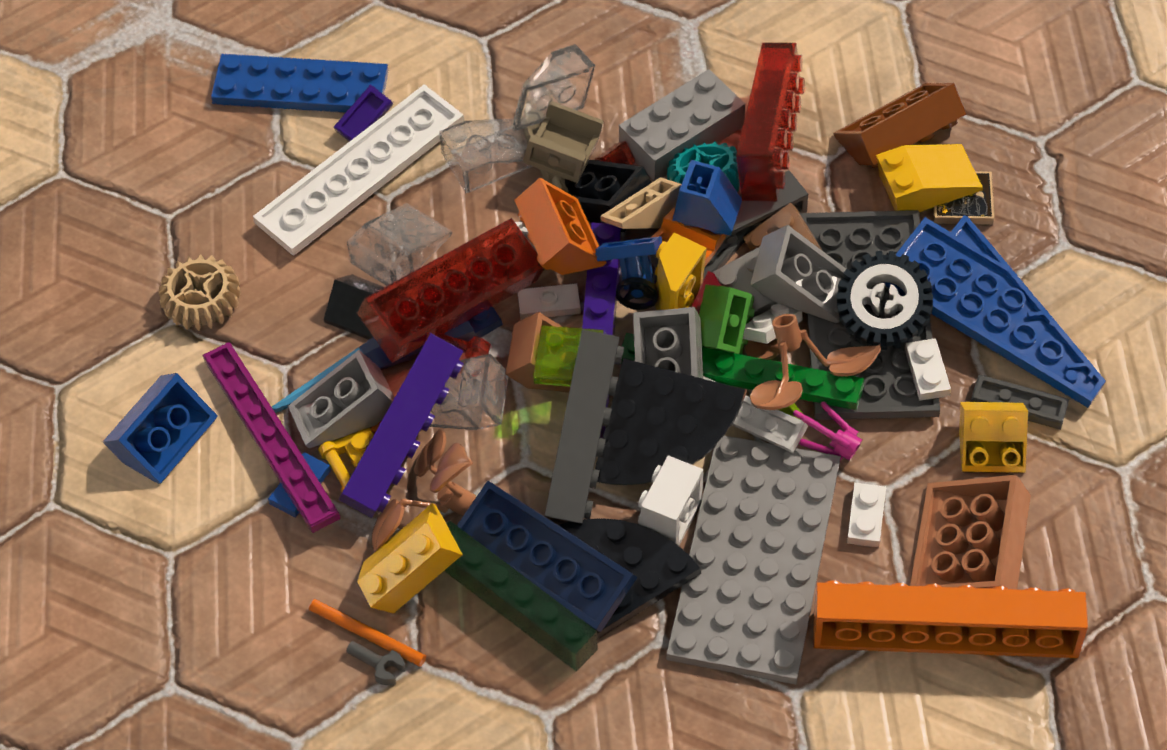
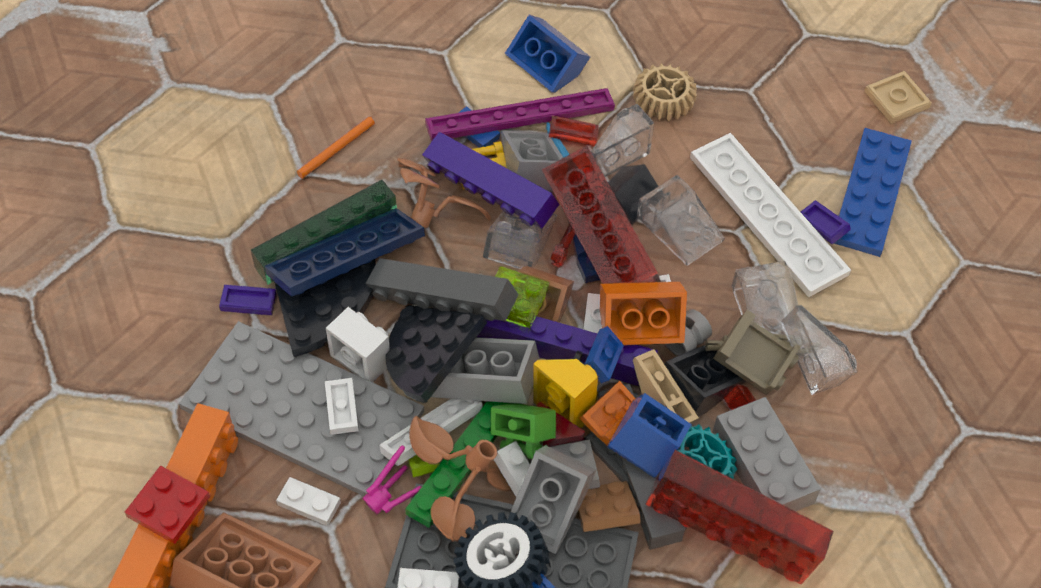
camera: 100 degrees right, 0 degrees up
(151, 75) = (897, 97): none -> tan tile
(282, 375) = (573, 131): none -> clear red tile
(304, 312) = (624, 140): none -> clear slope
(379, 662) = (308, 150): dark grey bar -> none
(408, 561) = (371, 163): yellow slope -> none
(629, 659) = (248, 300): none -> dark purple tile
(754, 499) = (341, 406): none -> white plate
(951, 598) = (167, 504): none -> red plate

